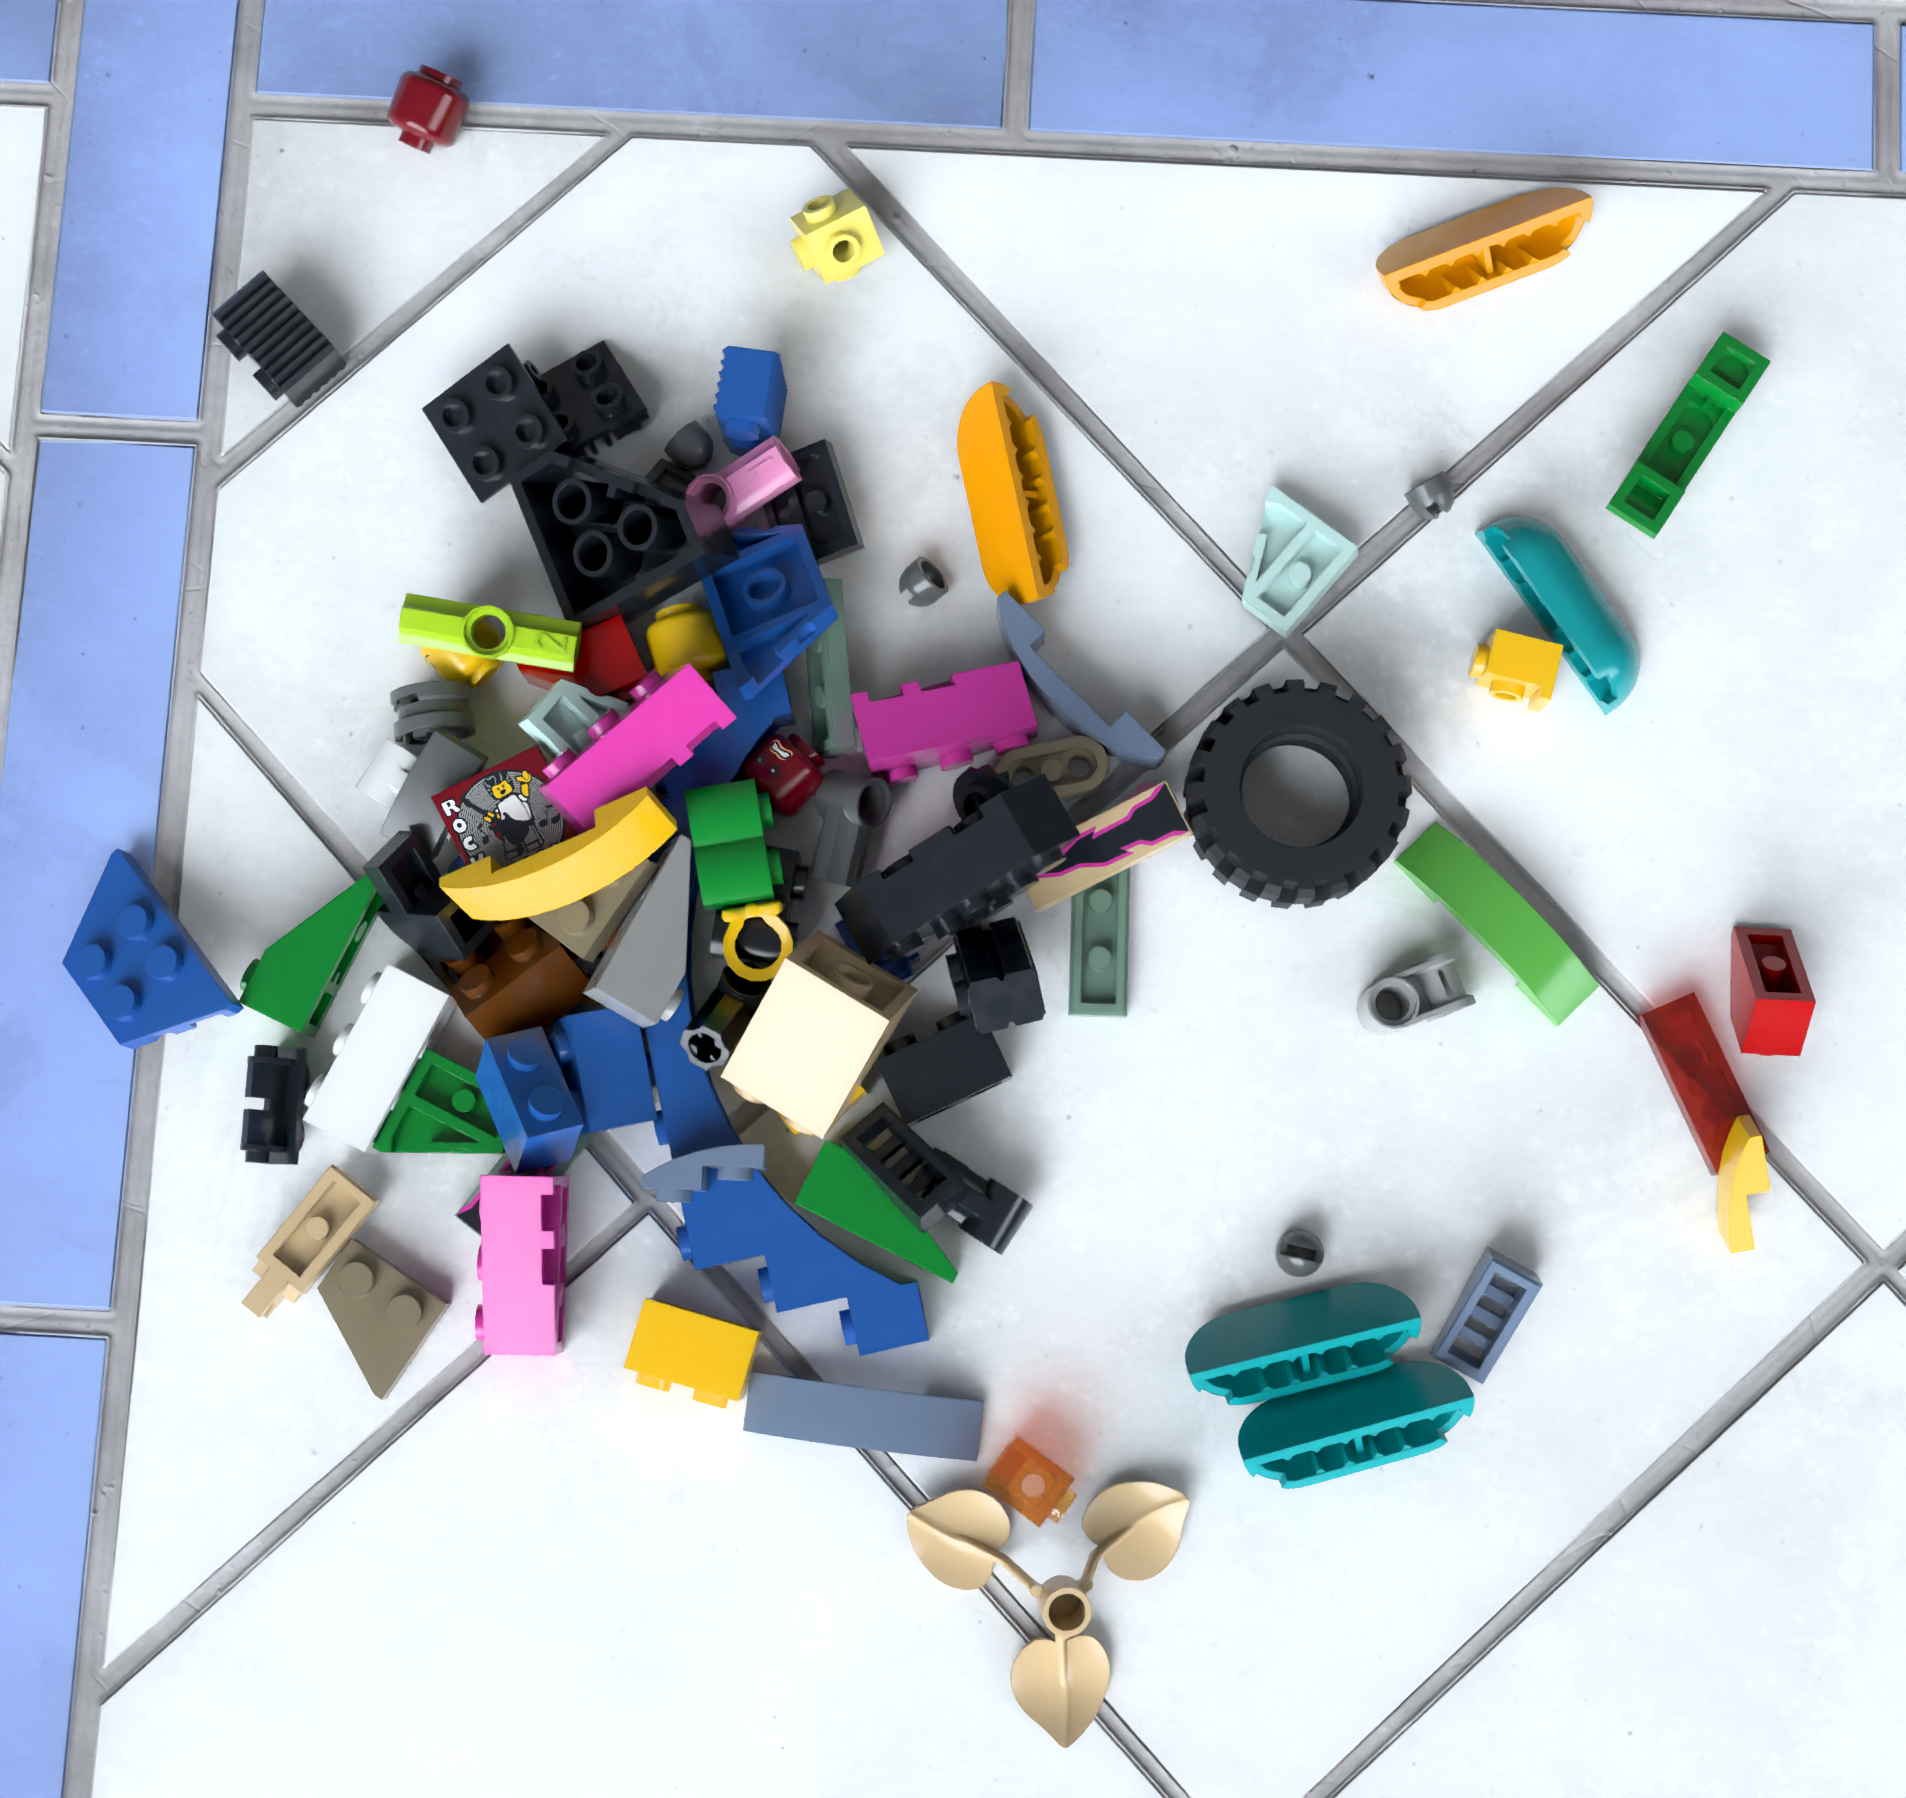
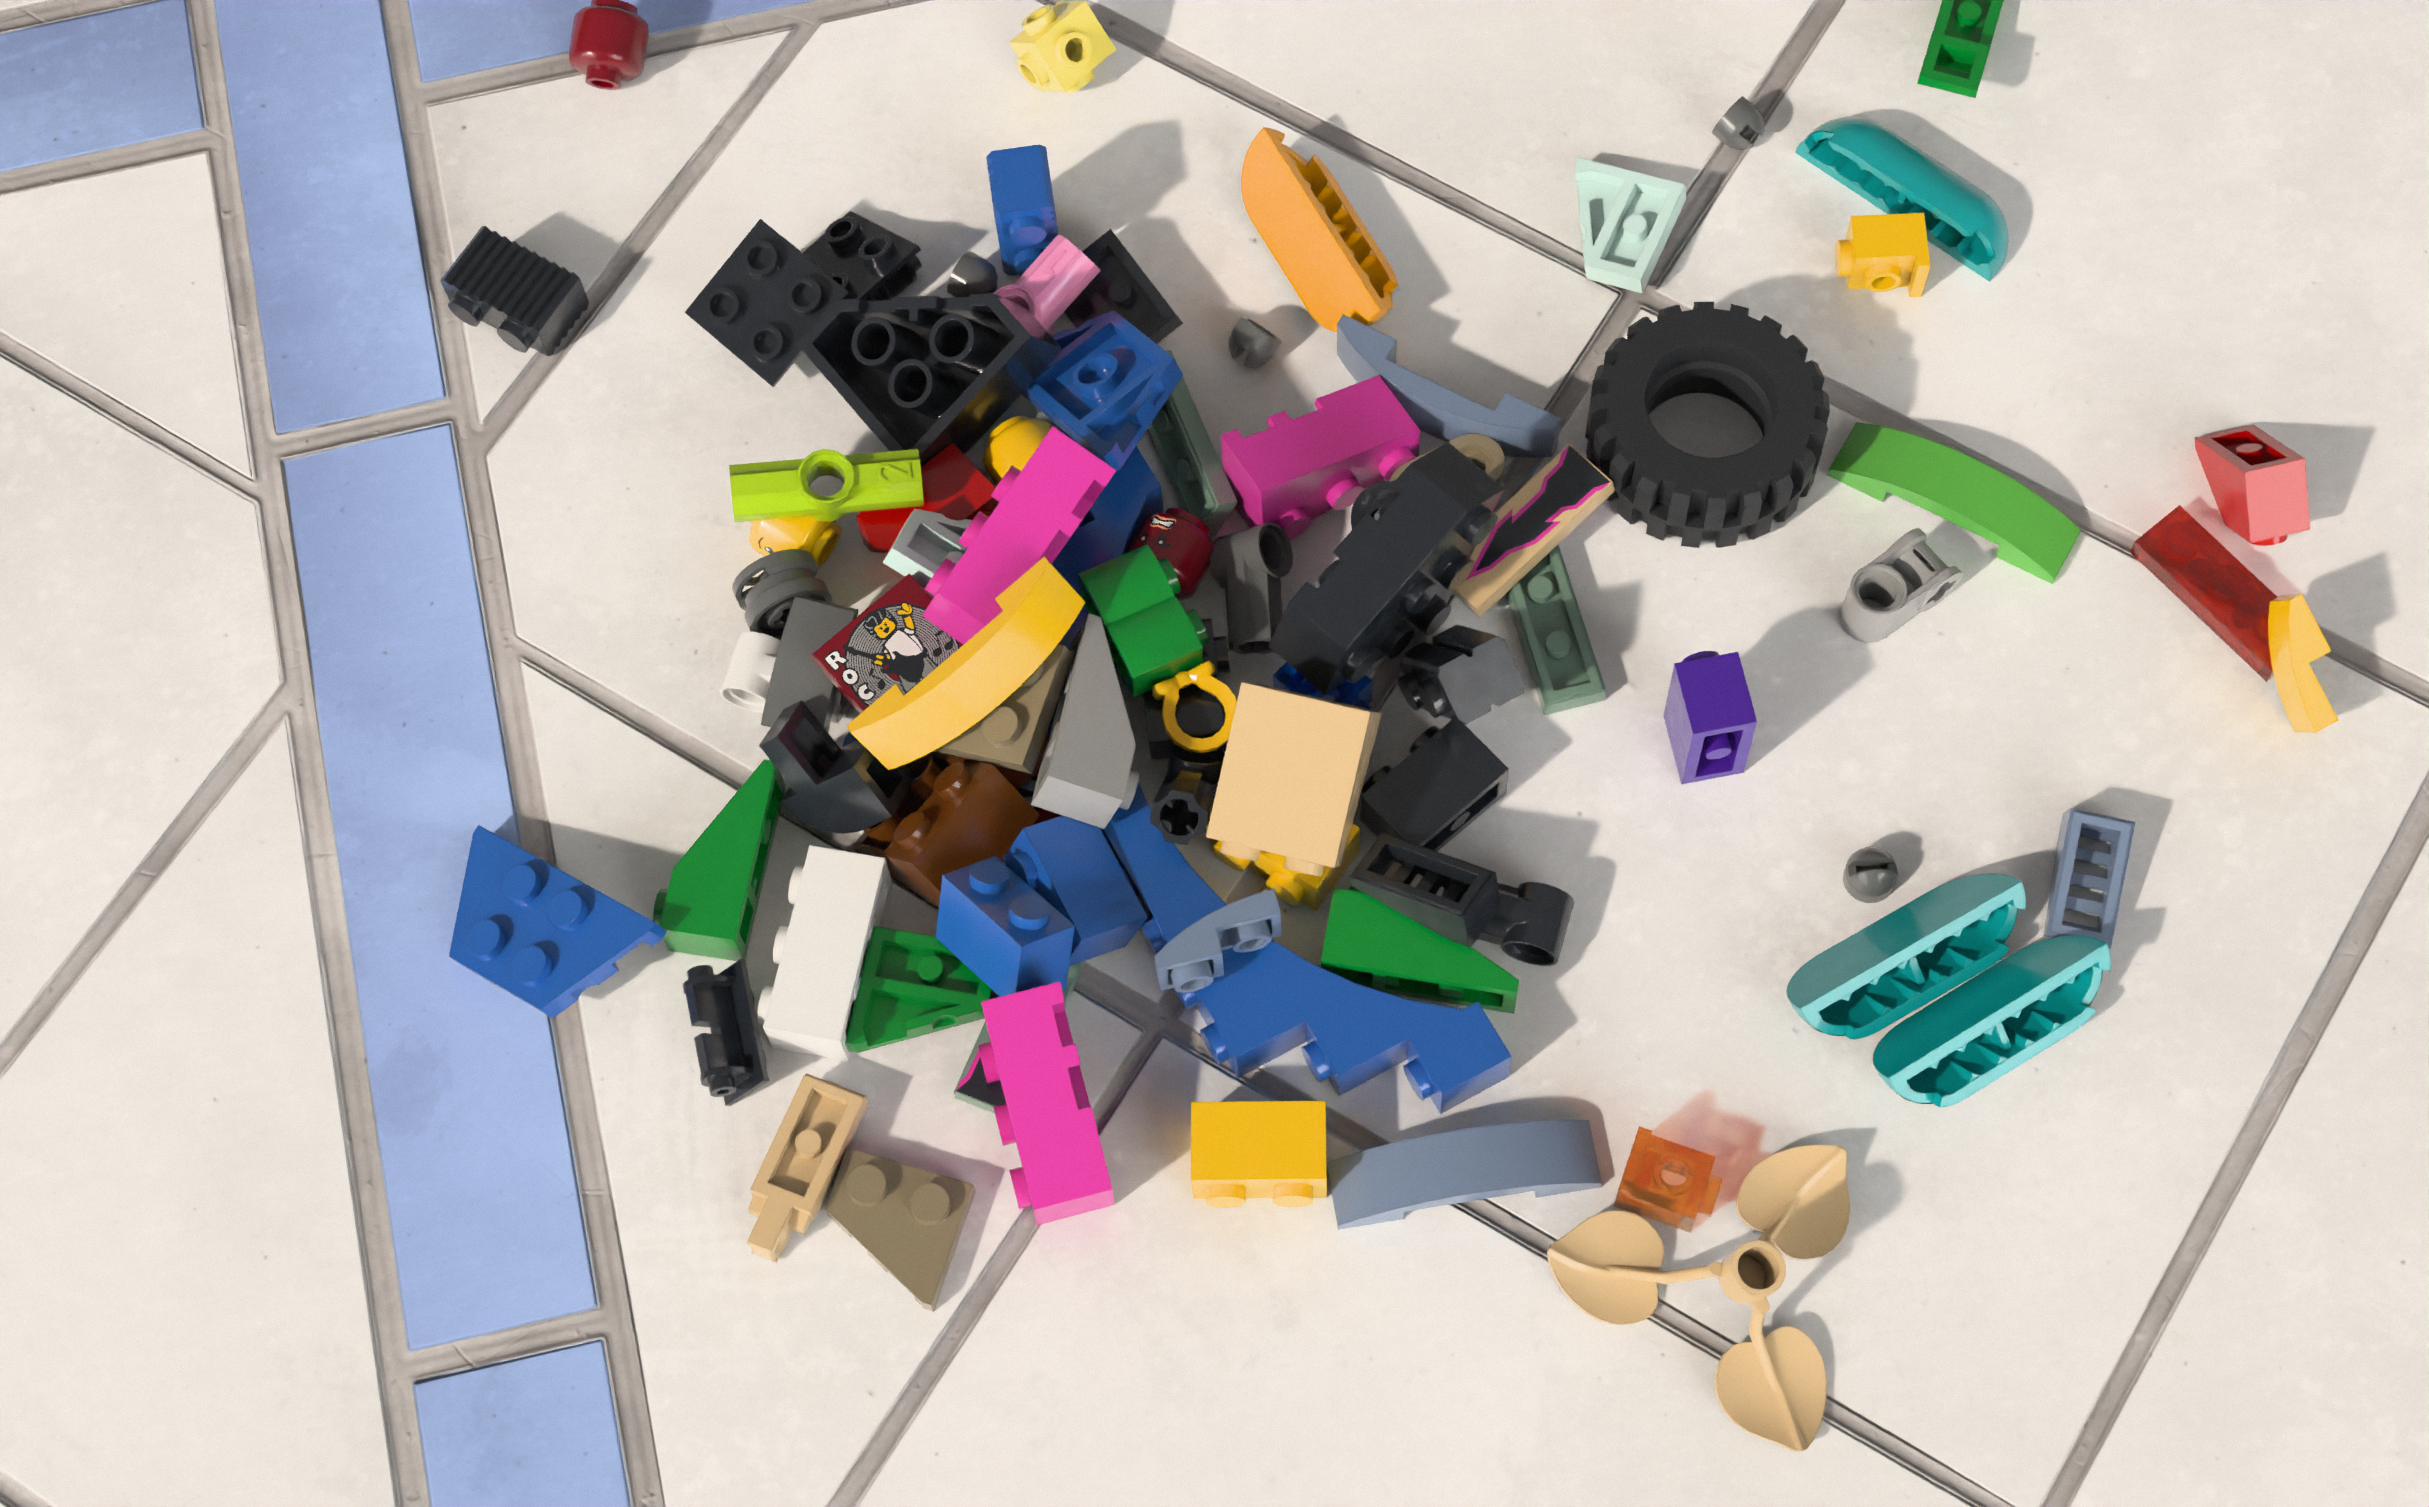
camera: 15 degrees left, 15 degrees down
(1203, 1077) = (1709, 716): none -> dark purple brick

